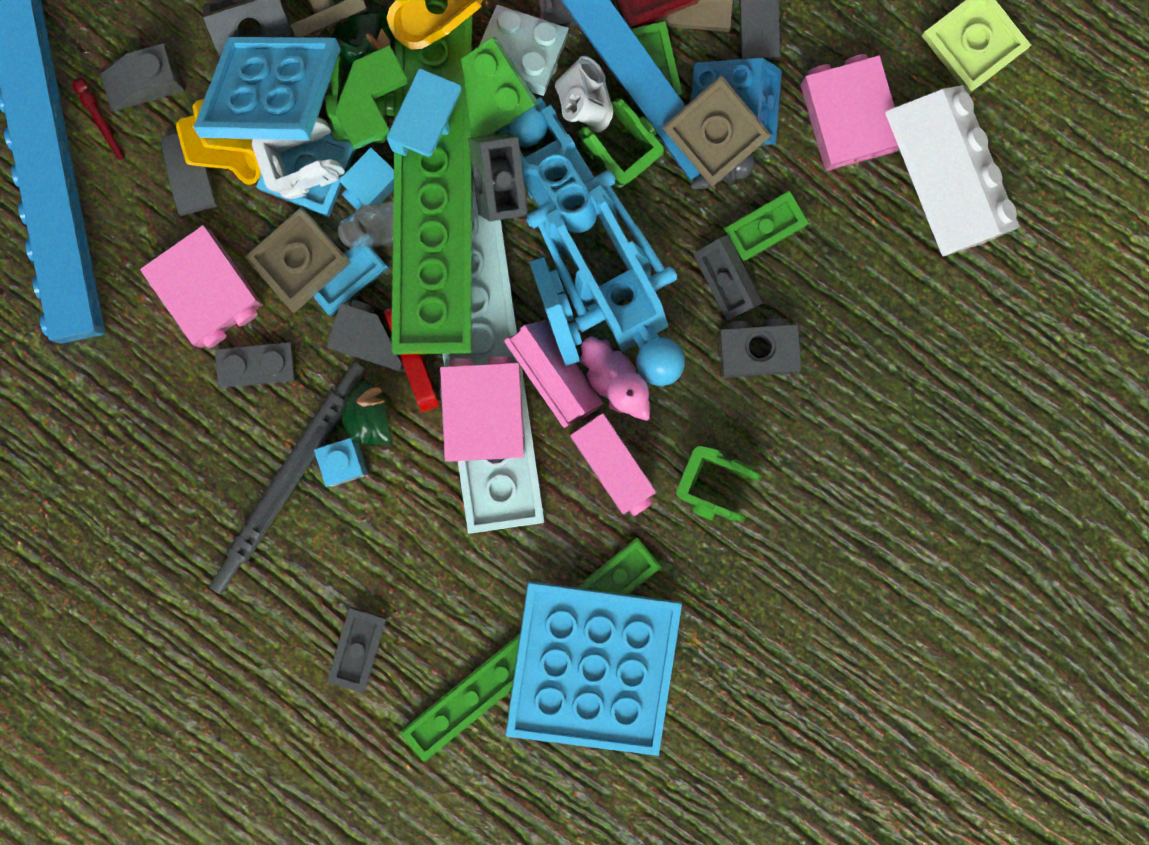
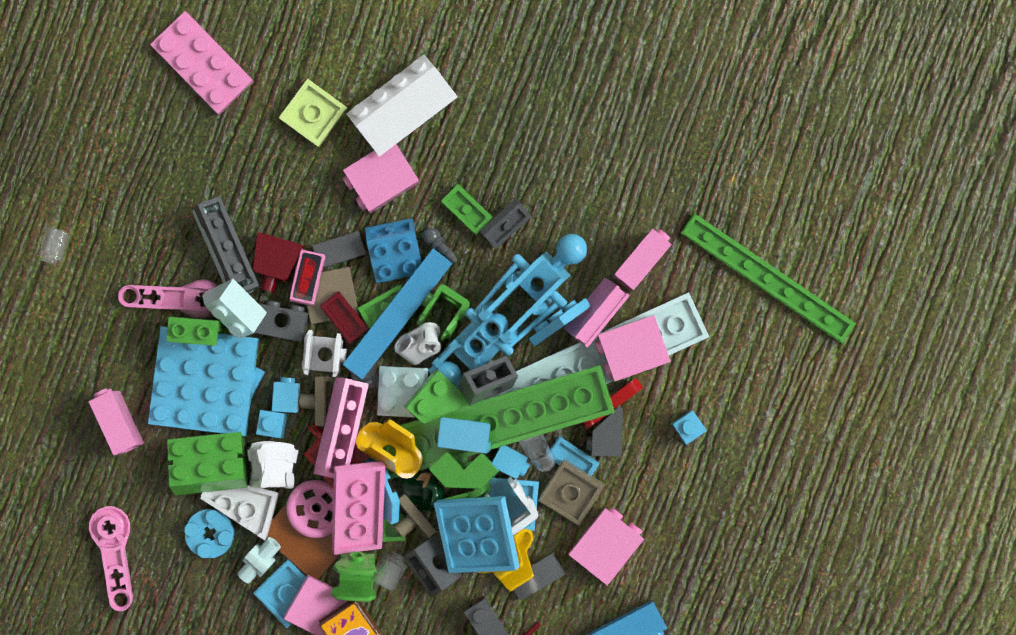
camera: 105 degrees left, 0 degrees up
(255, 365) = (643, 499): dark grey plate -> none
(286, 480) = (707, 458): dark grey axle -> none
(357, 650) = (800, 384): dark grey plate -> none
(365, 415) = (656, 419): dark green hair -> none
(593, 668) = (768, 236): medium azure plate -> none
(615, 378) = (587, 275): bright pink animal -> none
(692, 472) = (651, 198): bright green piece -> none
(717, 131) = (420, 255): dark tan tile -> none
(782, 354) = (545, 177): dark grey brick -> none

